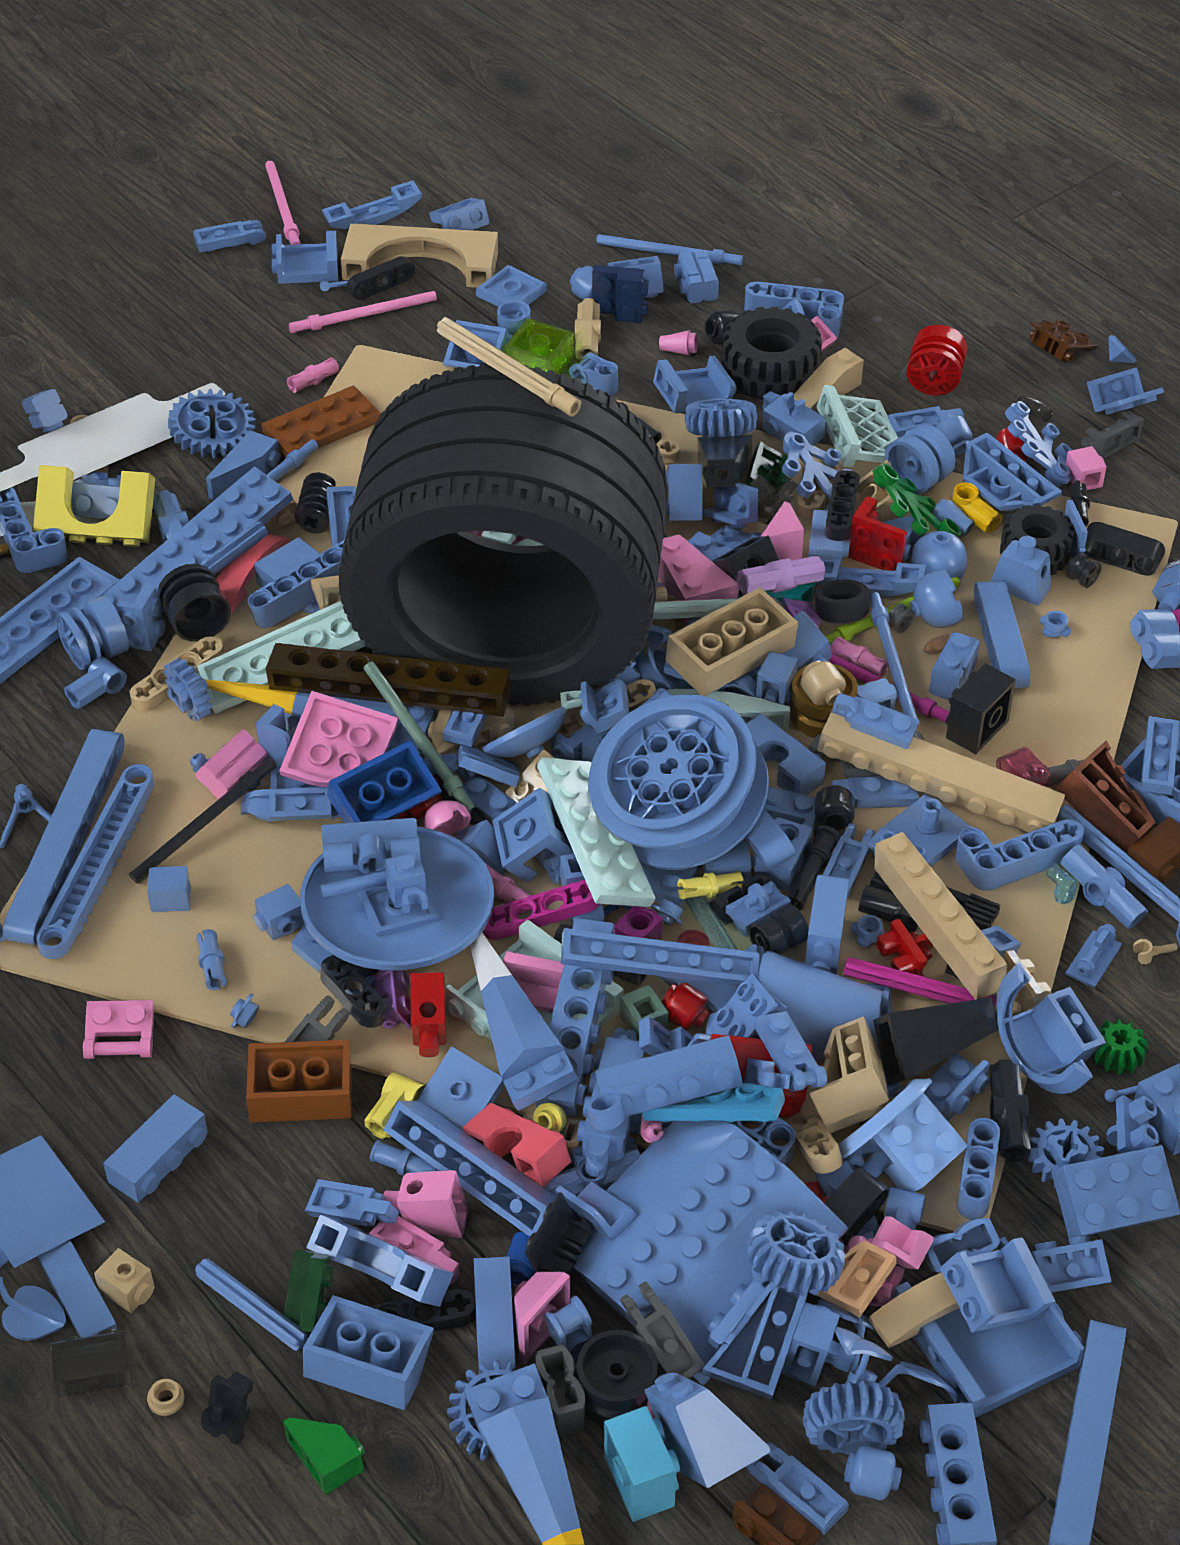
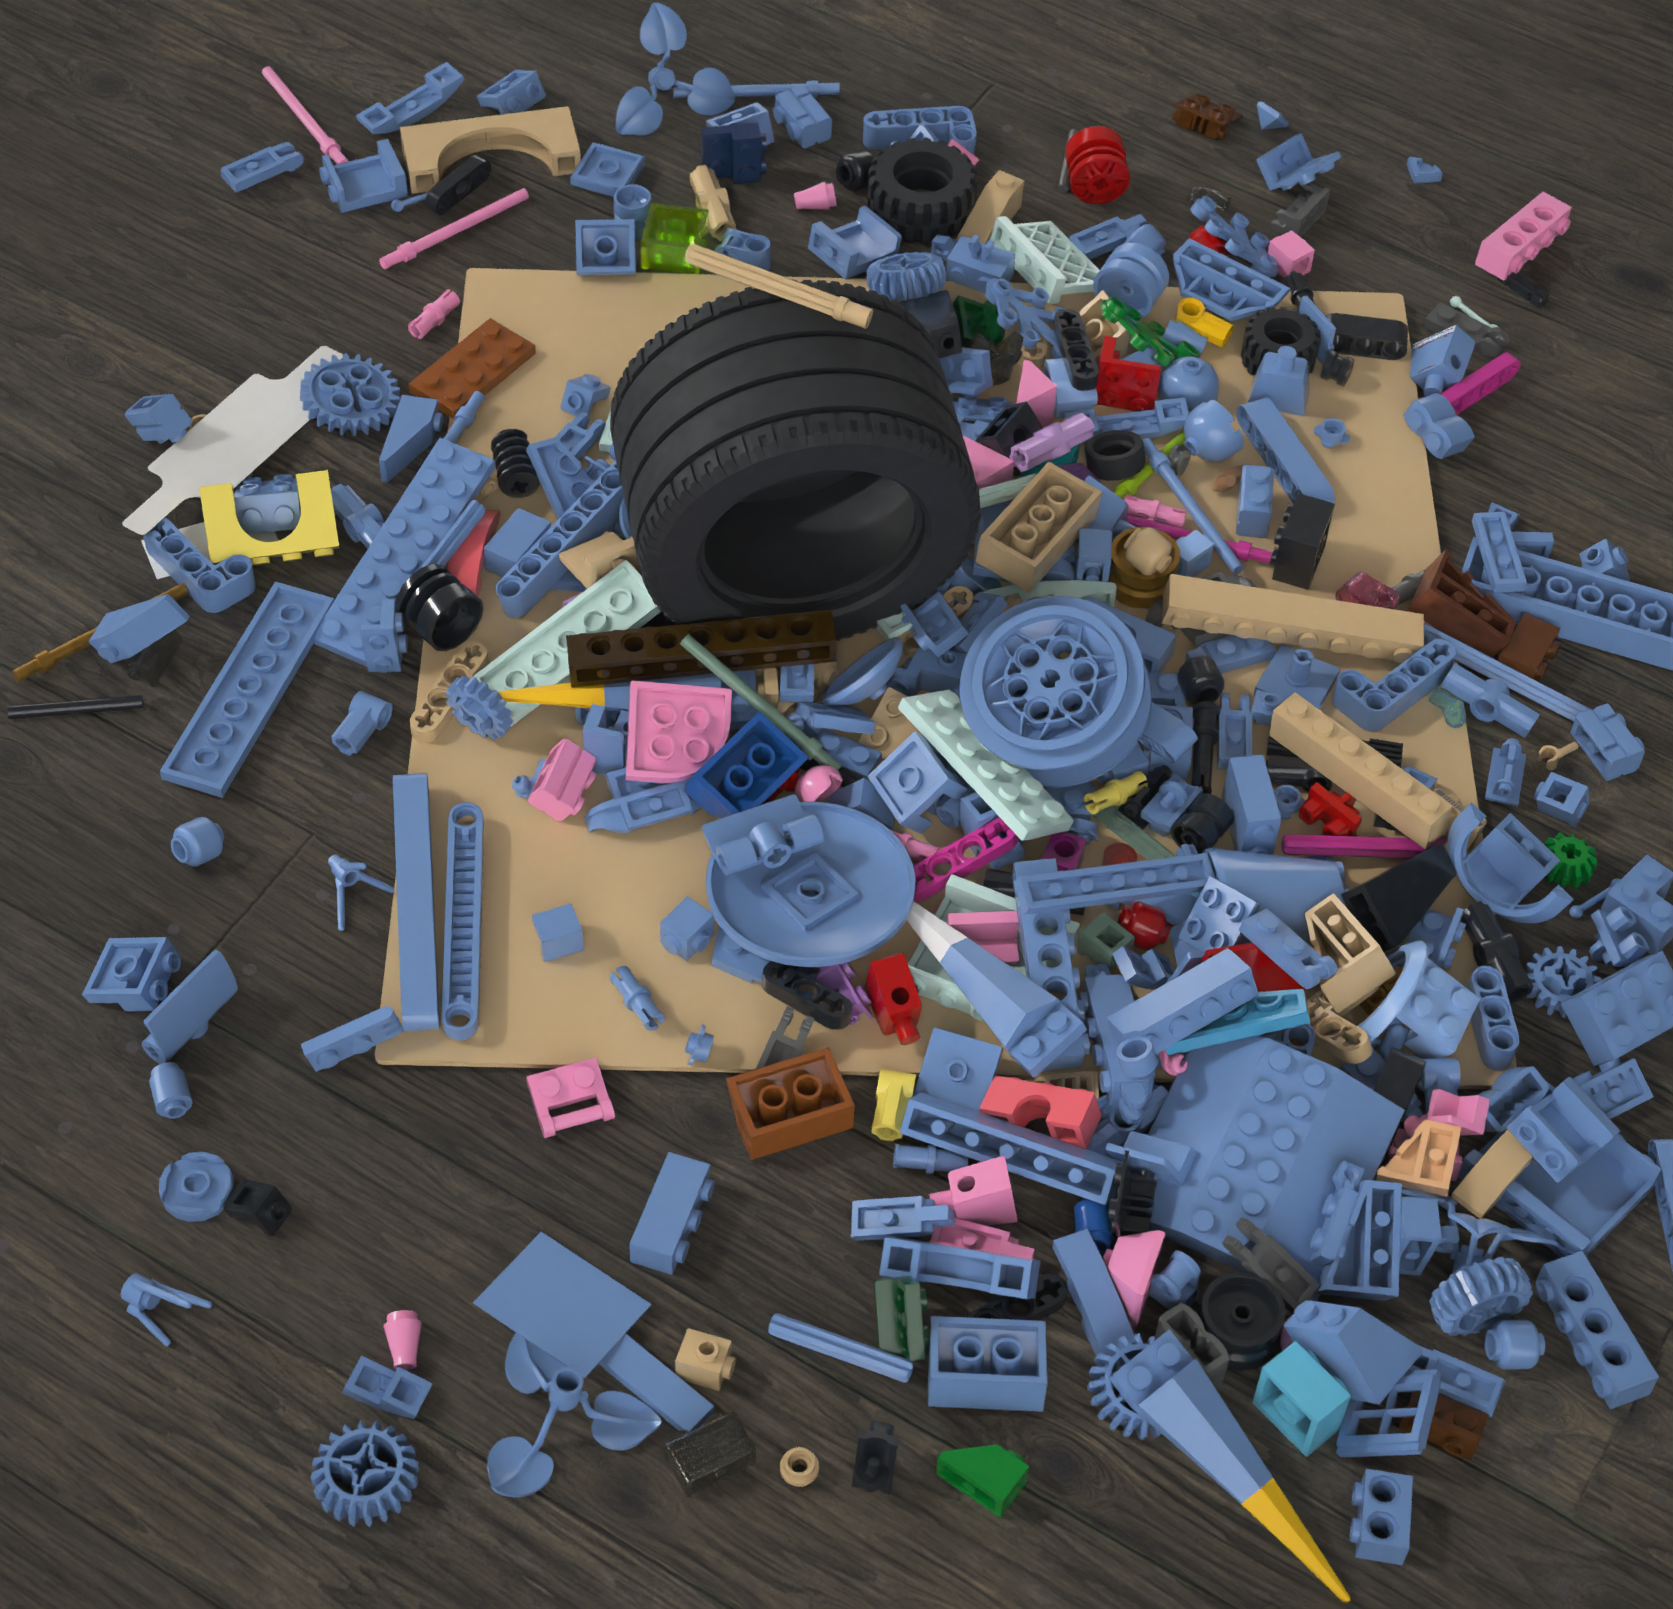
camera: 20 degrees left, 5 degrees up
(95, 631) = (337, 666): medium blue wheel -> none
(247, 782) = (590, 797): black bar -> none
(353, 884) = (776, 874): medium blue bar -> none
(406, 881) = (822, 866): medium blue brick -> none
(555, 1115) = (1065, 1069): light yellow plate -> none
(582, 282) = (687, 148): medium blue head -> none
(626, 242) = (709, 94): none -> medium blue plant
(703, 1527) = (1387, 1444): none -> medium blue piece
(763, 1073) = (1270, 978): medium blue plate -> none
(795, 1253) = (1377, 1150): medium blue gear -> none
(876, 720) = (1220, 579): medium blue hinge -> none
(1138, 990) = (1561, 788): none -> medium blue brick

